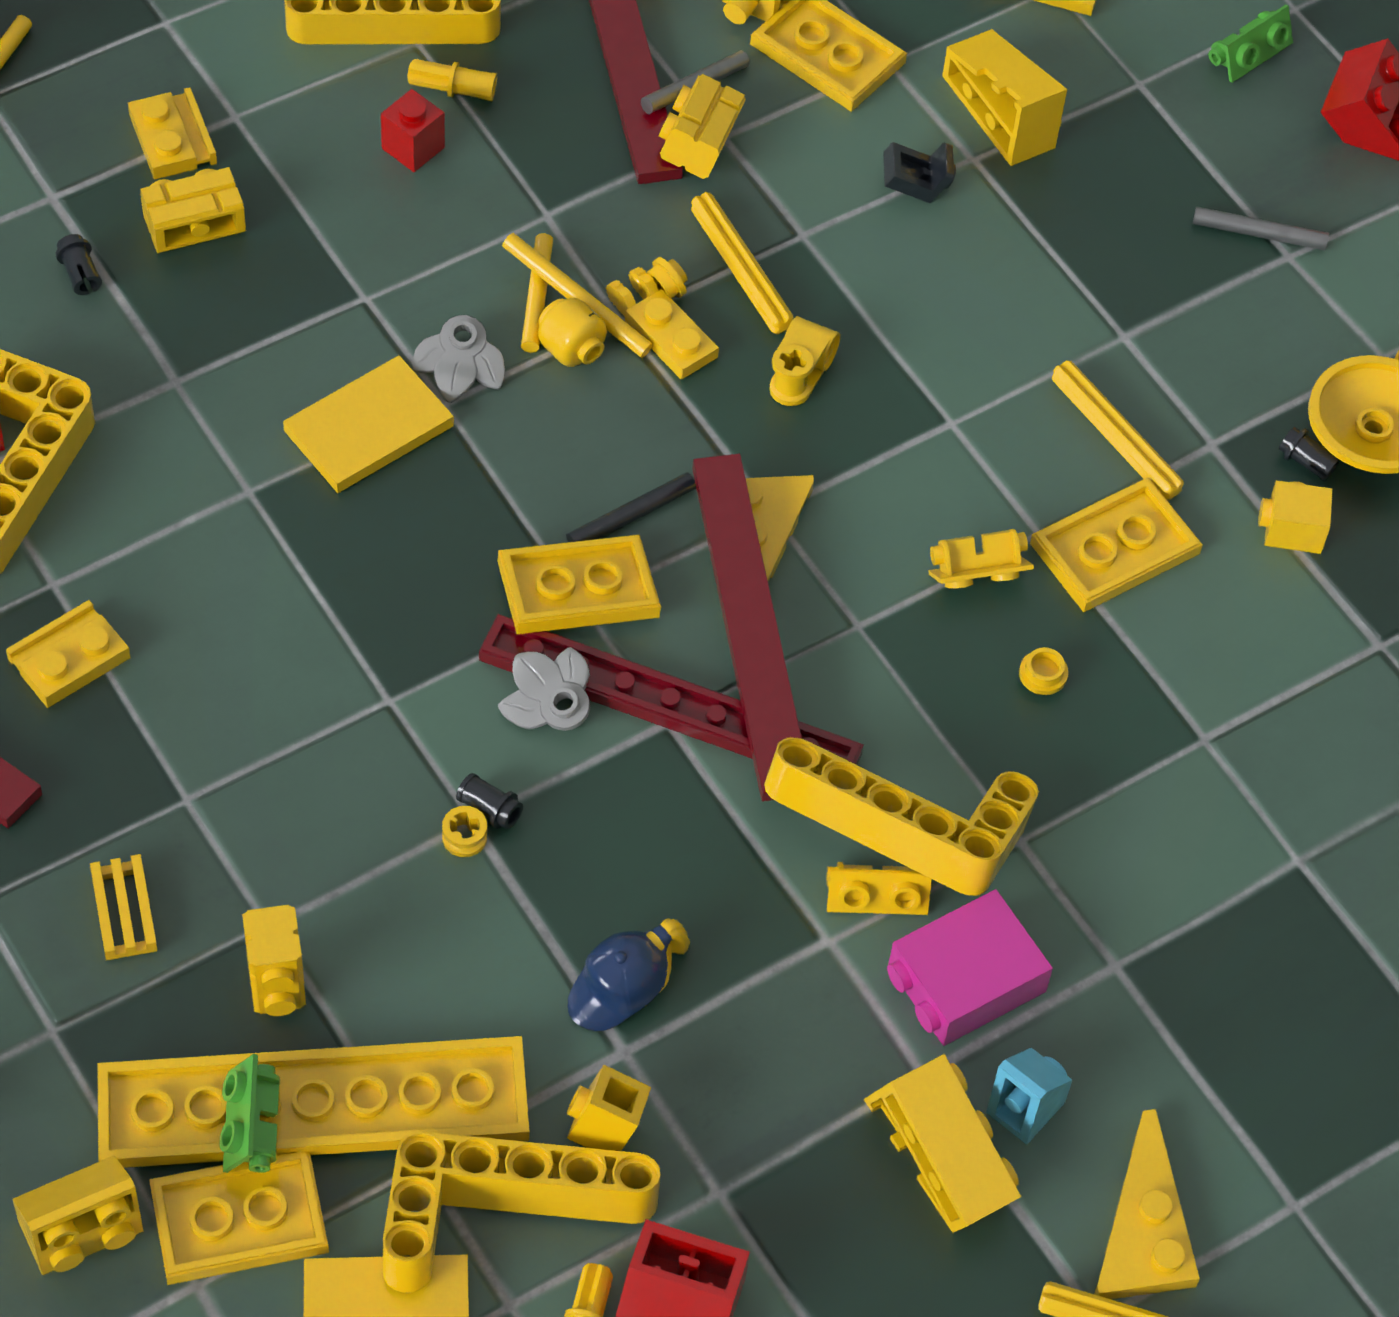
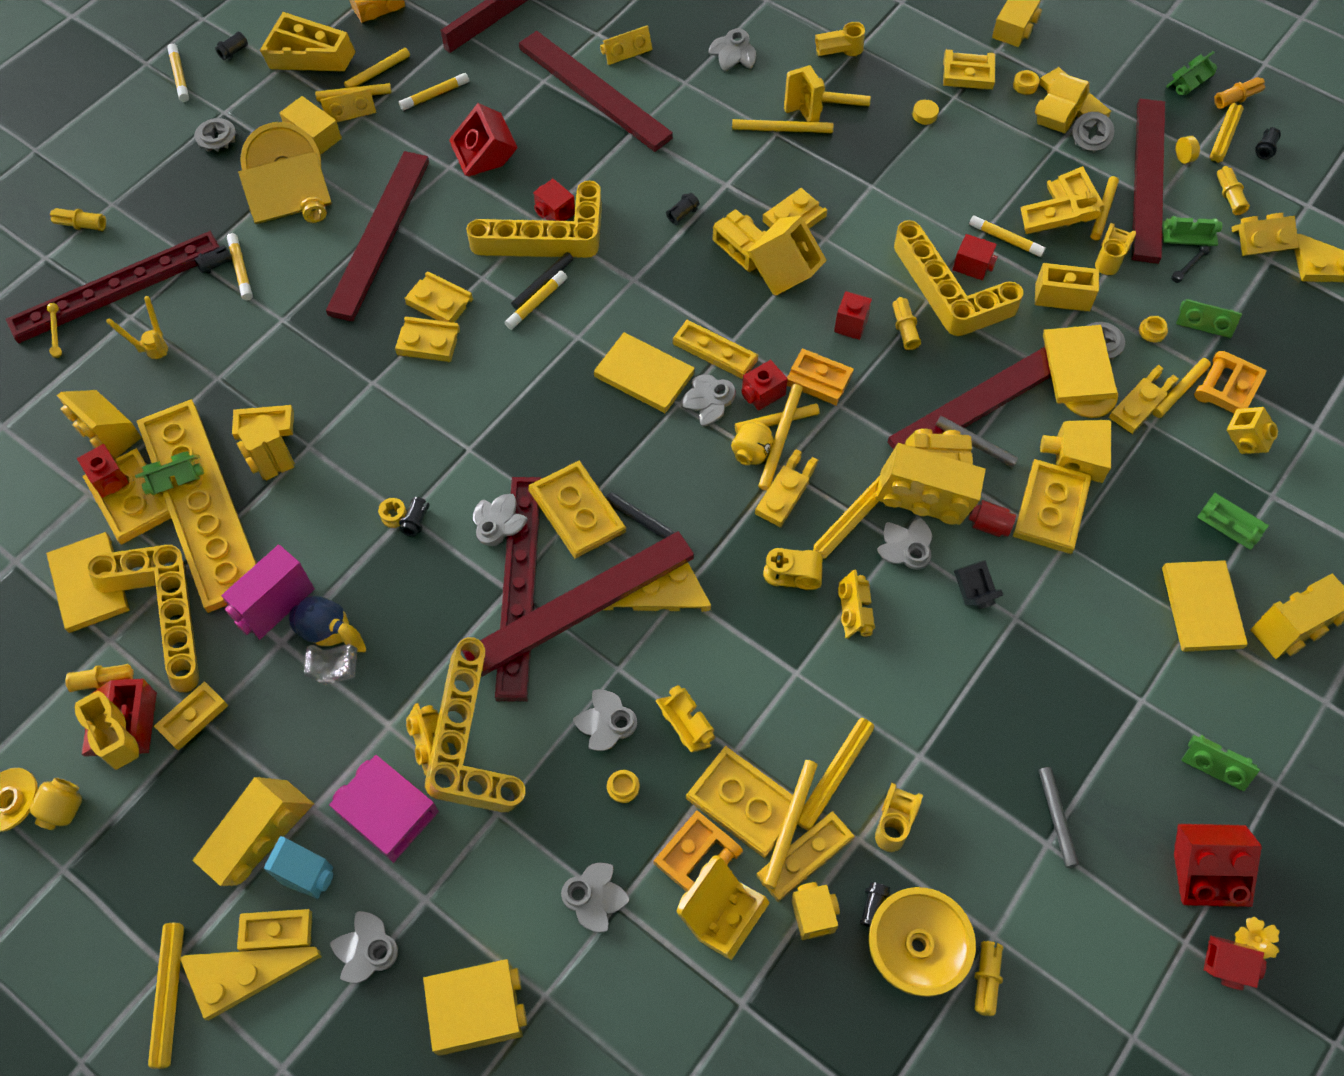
camera: 75 degrees right, 5 degrees up
(114, 499) = (558, 266): none -> black bar
(117, 871) = (292, 375): yellow tile -> none
(144, 693) = (427, 339): none -> yellow plate
(147, 520) = (535, 300): none -> yellow bar
(195, 1221) = (103, 471): none -> red brick
(197, 970) = (281, 415): none -> yellow plate
(268, 155) = (787, 254): none -> yellow slope
(371, 322) = (715, 349): none -> yellow tile
(478, 280) = (764, 385): none -> red brick
(493, 211) = (820, 376): none -> light orange plate
(553, 1017) = (267, 592): none -> dark pink brick
(607, 1110) = (221, 640): yellow brick -> none
(669, 277) = (817, 478): yellow plate -> none
(706, 974) = (330, 664): none -> clear bracket
(711, 1194) = (191, 715): none -> yellow plate
(754, 1258) = (106, 730): none -> yellow brick
(758, 148) = (930, 484): none -> yellow brick
(816, 223) = (904, 542): none -> light grey plate
(824, 115) = (992, 519): none -> red brick
(884, 316) = (854, 592): none -> yellow hinge
(936, 667) = (601, 721): none -> light grey plate
(1006, 95) = (1069, 616): yellow wedge -> none
(1101, 1157) = (274, 930): none -> yellow plate
(1159, 1058) = (360, 948): none -> light grey plate
(1165, 626) = (690, 846): none -> light orange plate
(1174, 497) = (789, 825): none -> yellow bar
(1188, 752) = (600, 896): none -> light grey plate
(1206, 385) = (898, 812): none -> yellow piece
(1216, 506) = (809, 854): none -> yellow tile
(1269, 608) = (721, 908): none -> yellow bracket
(1295, 936) = (474, 1007): none -> yellow brick

